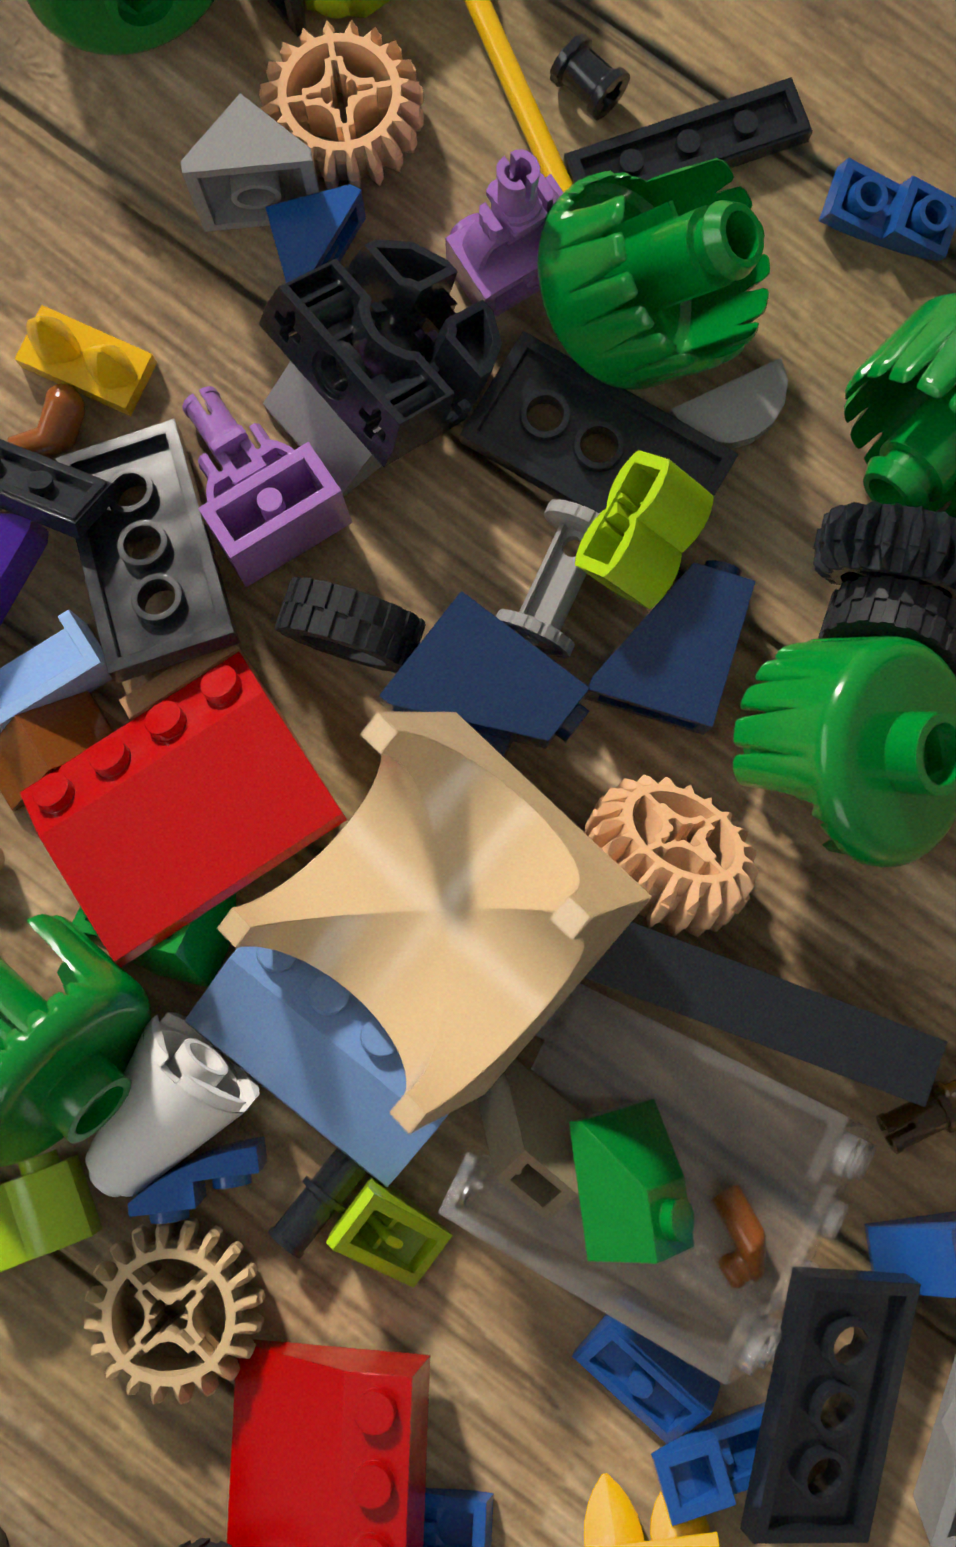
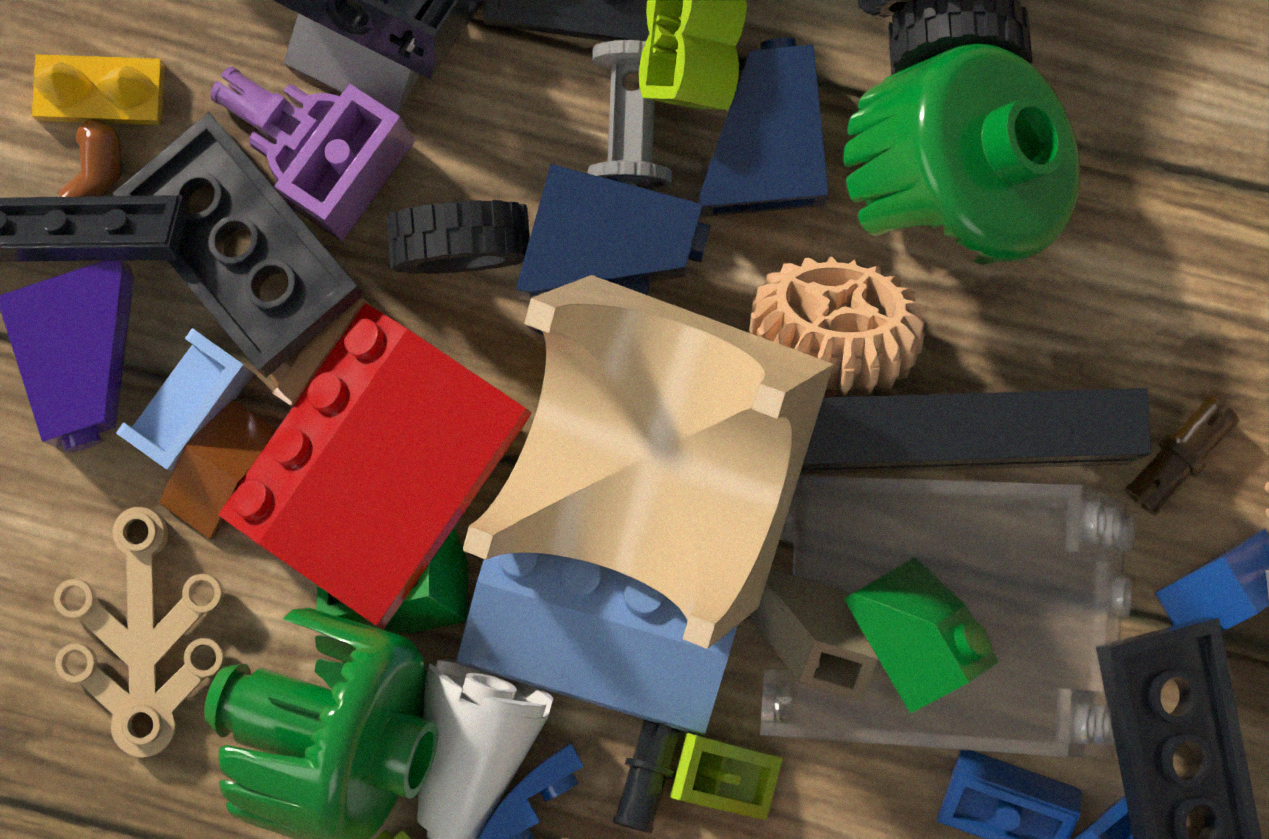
camera: 20 degrees left, 0 degrees up
(748, 1238) = (1049, 643): dark orange arm -> none

